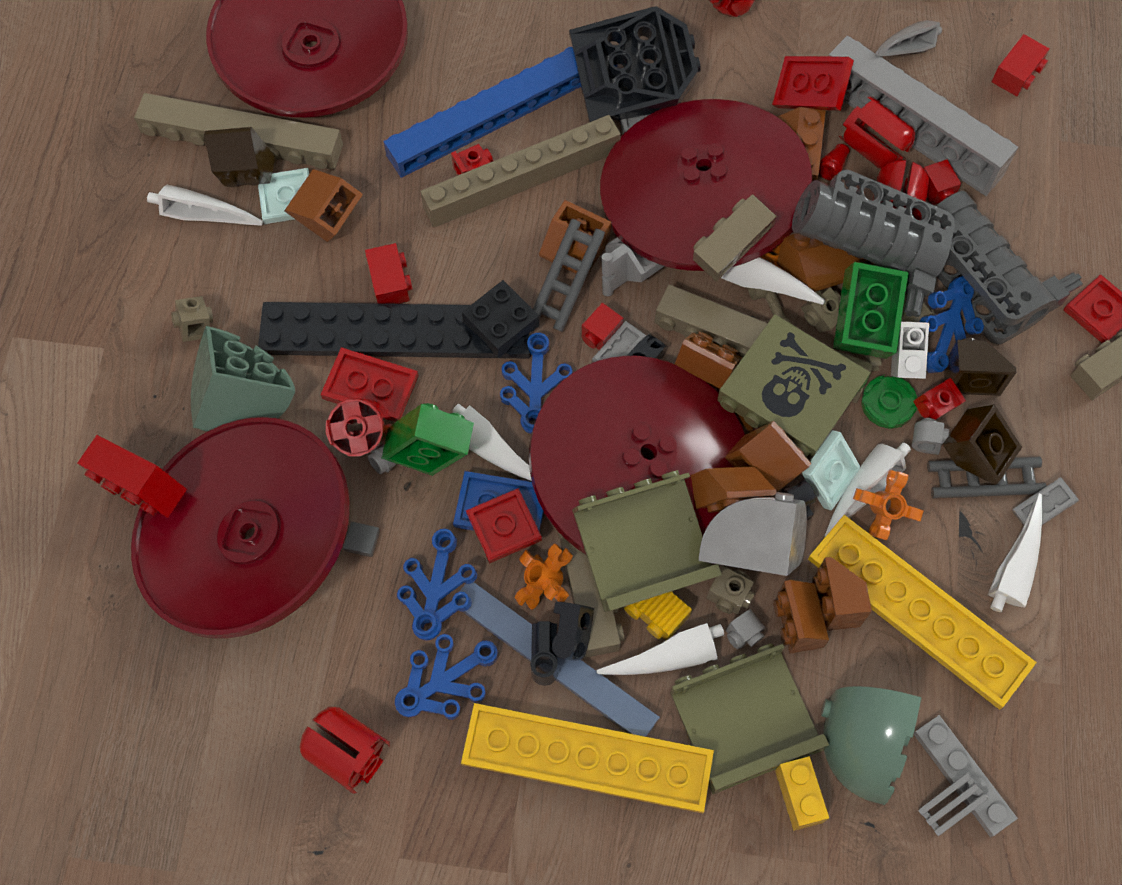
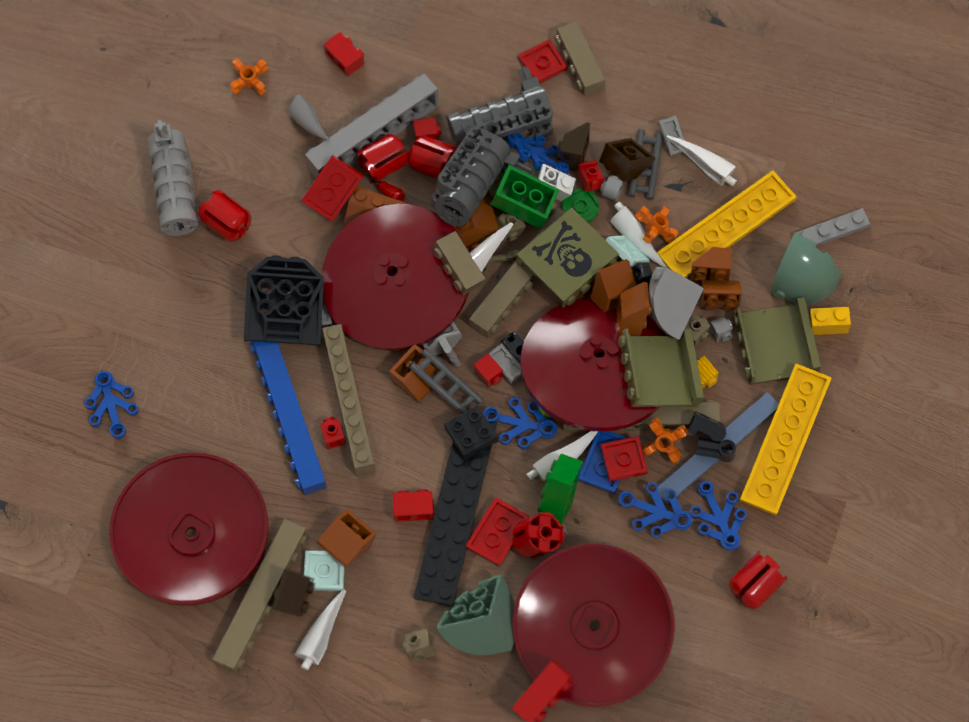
camera: 75 degrees left, 0 degrees up
(678, 652) = (726, 364): white piece -> none
(706, 359) = (532, 306): dark orange slope -> none
(931, 820) = (855, 236): light grey tile -> none

